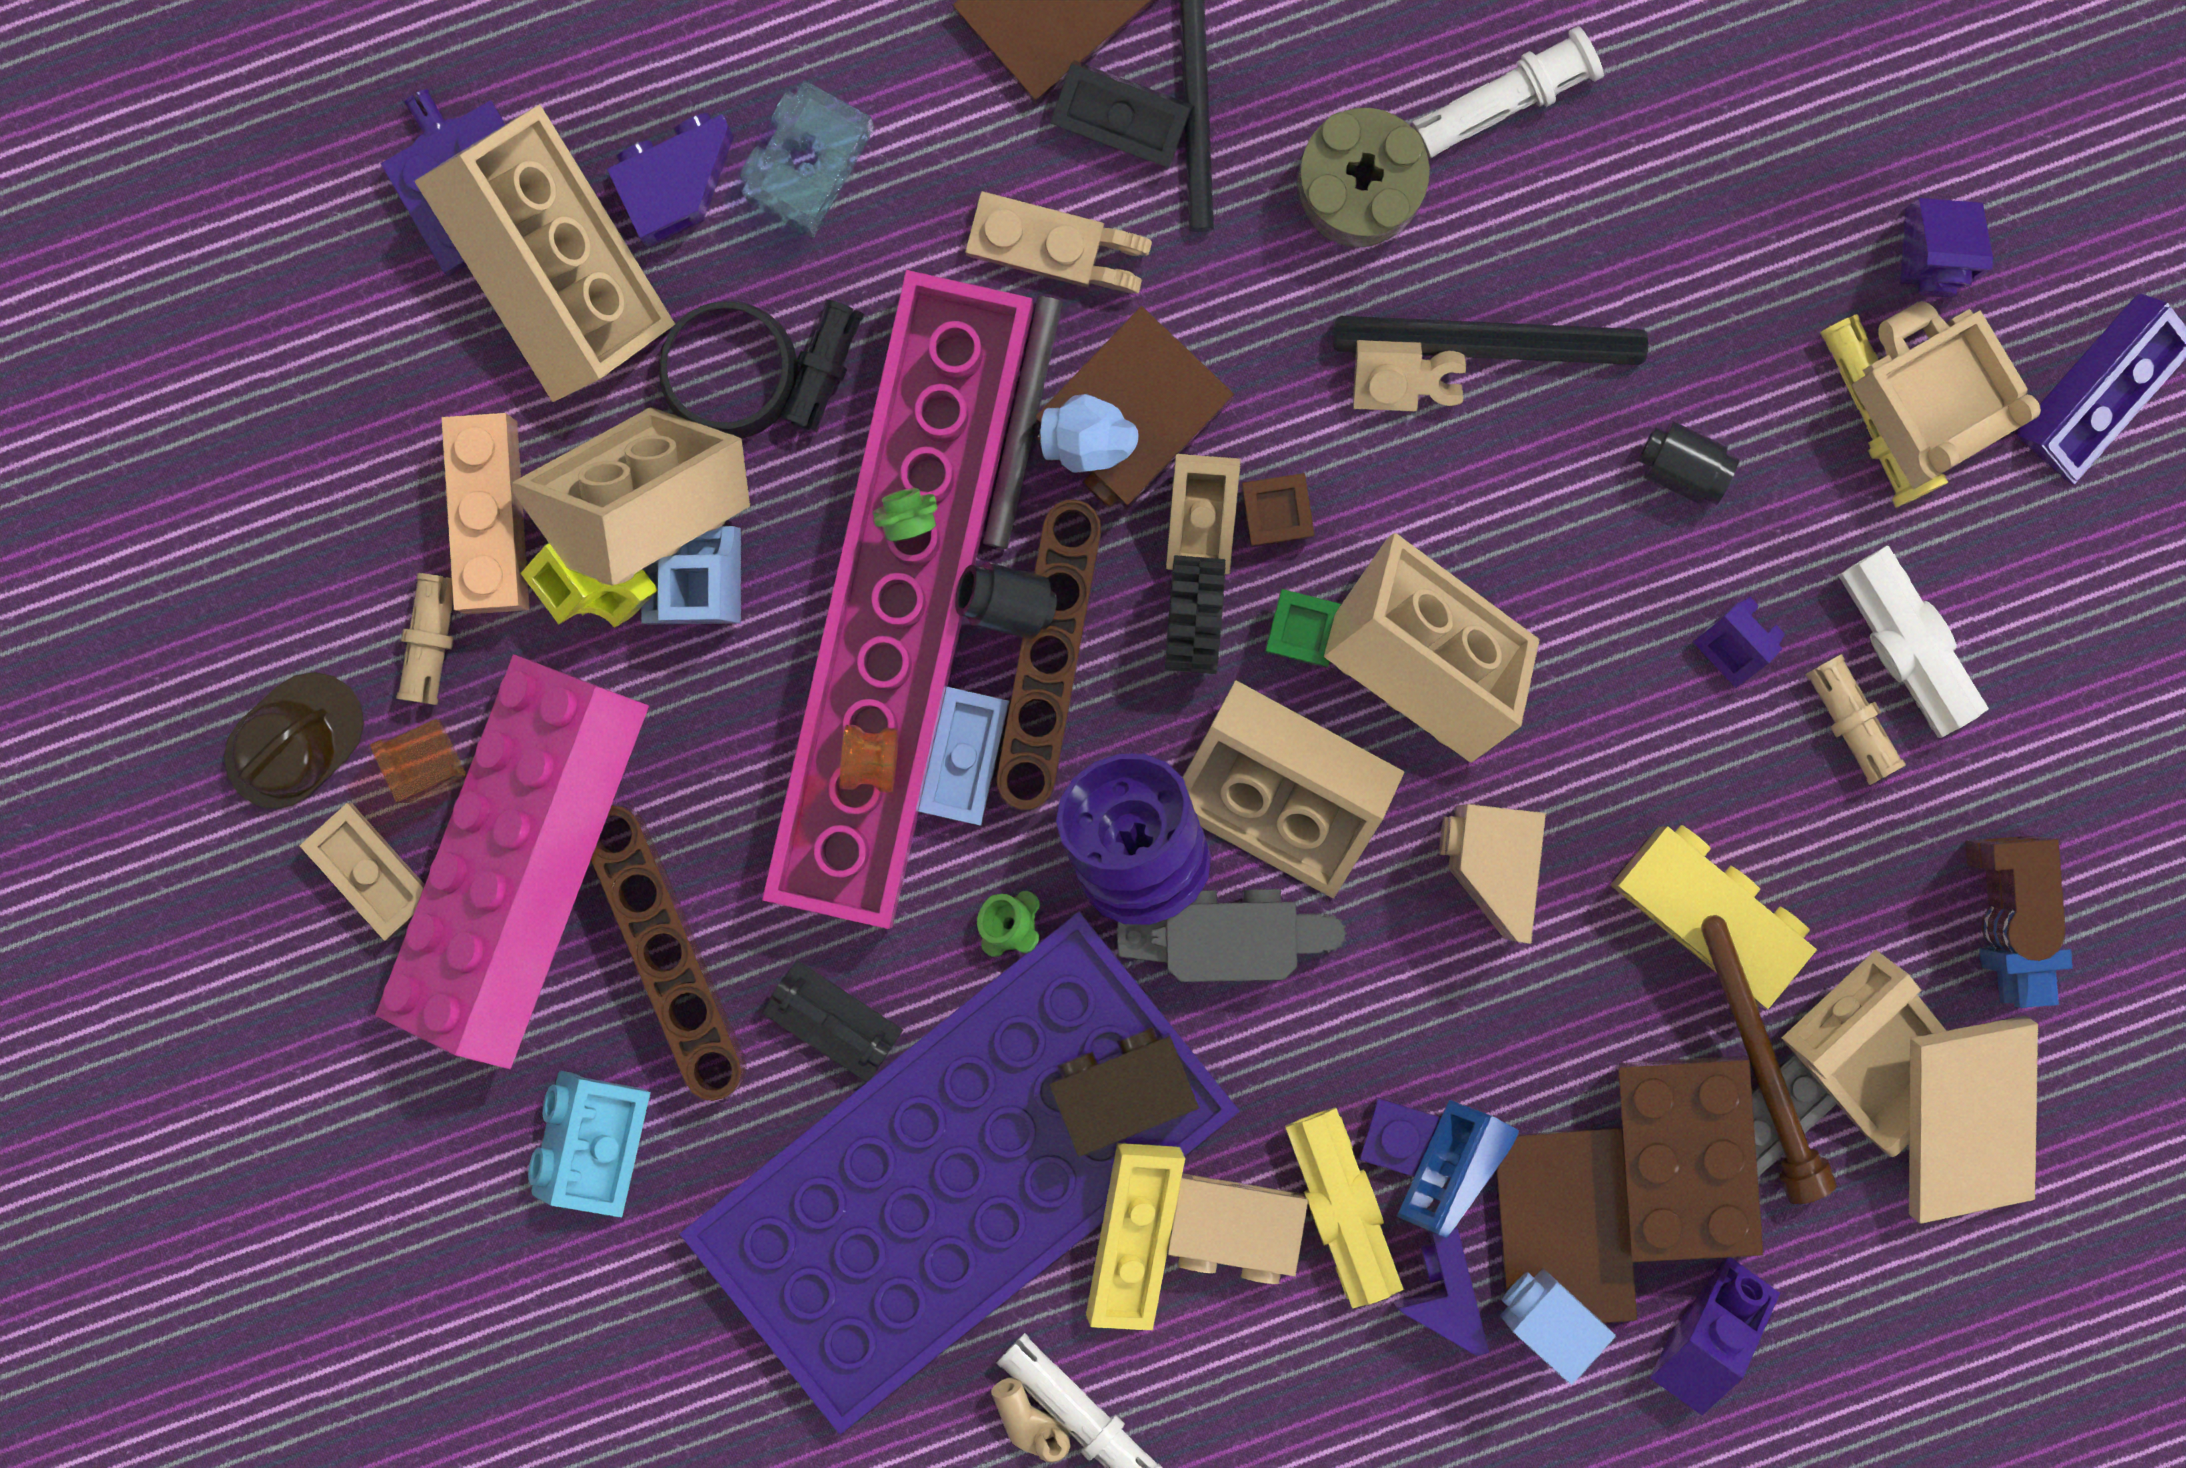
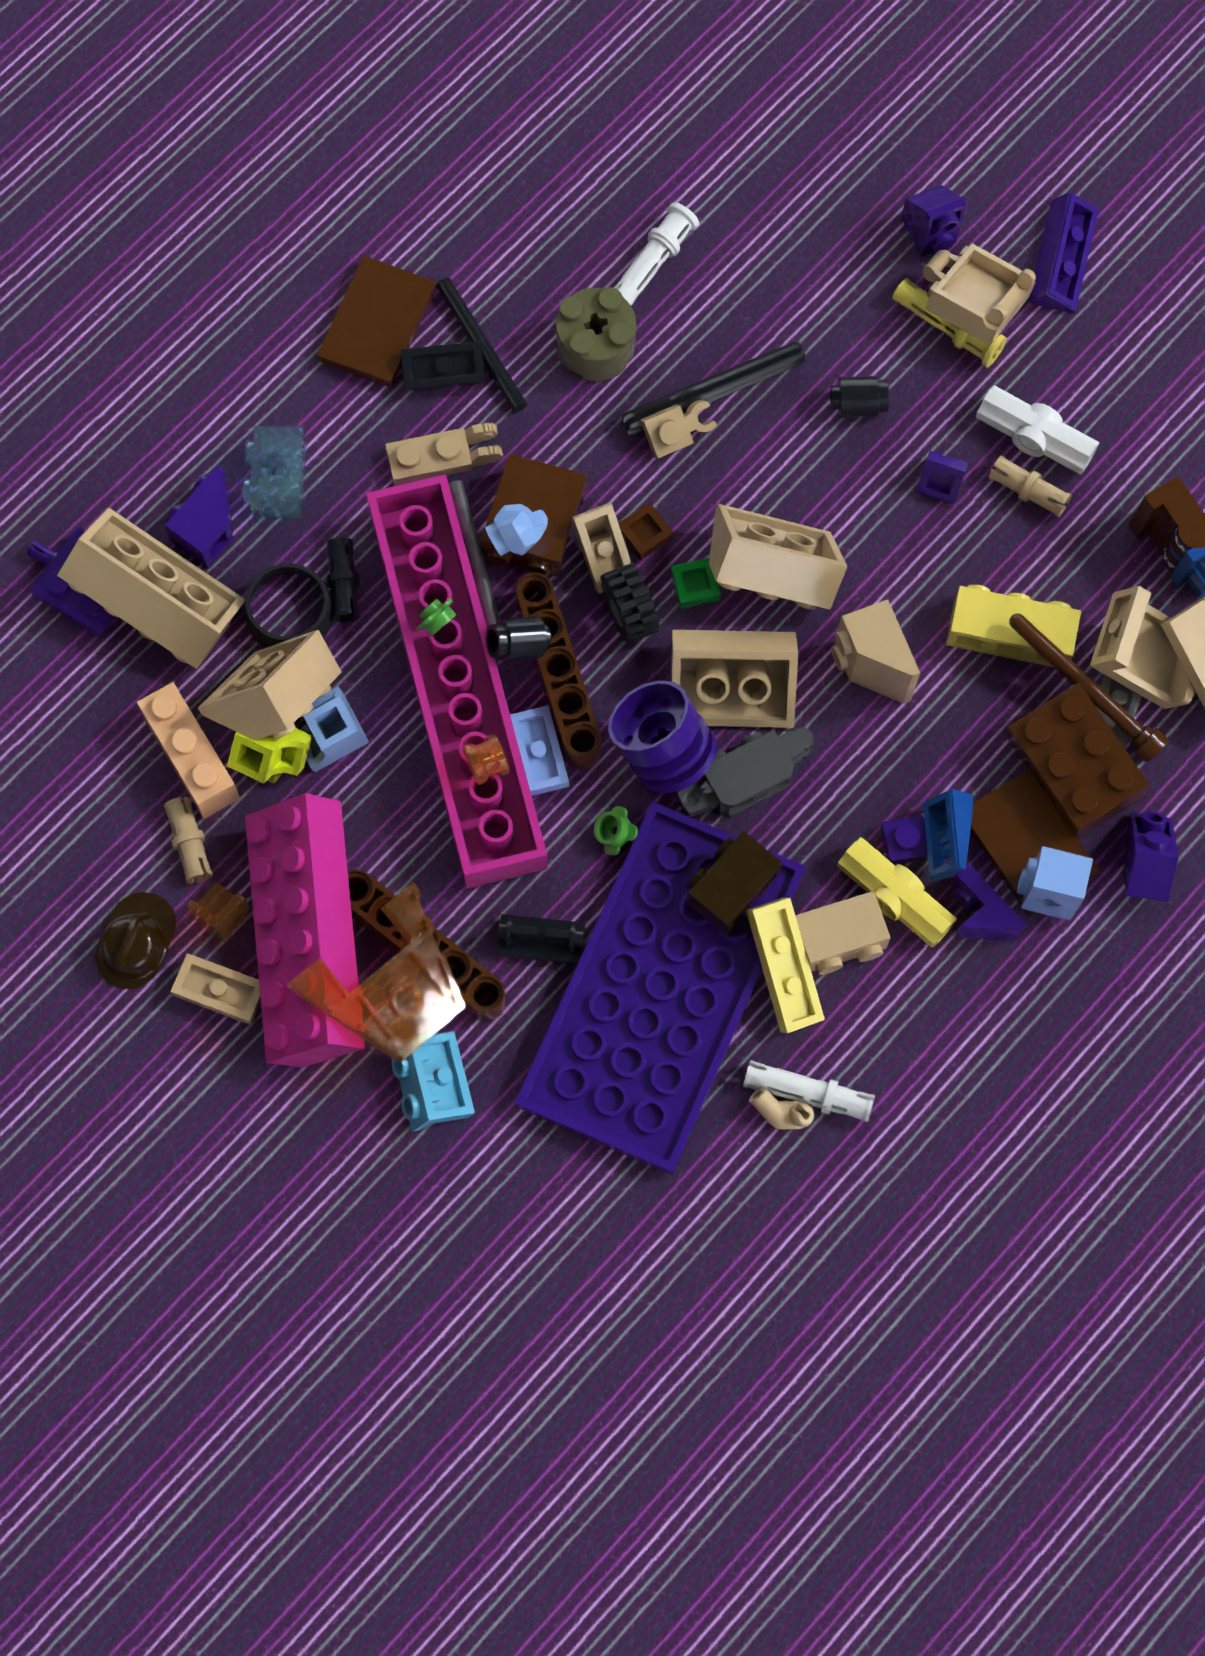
camera: 30 degrees left, 15 degrees down
(592, 1033) = (401, 999): none -> clear orange wing

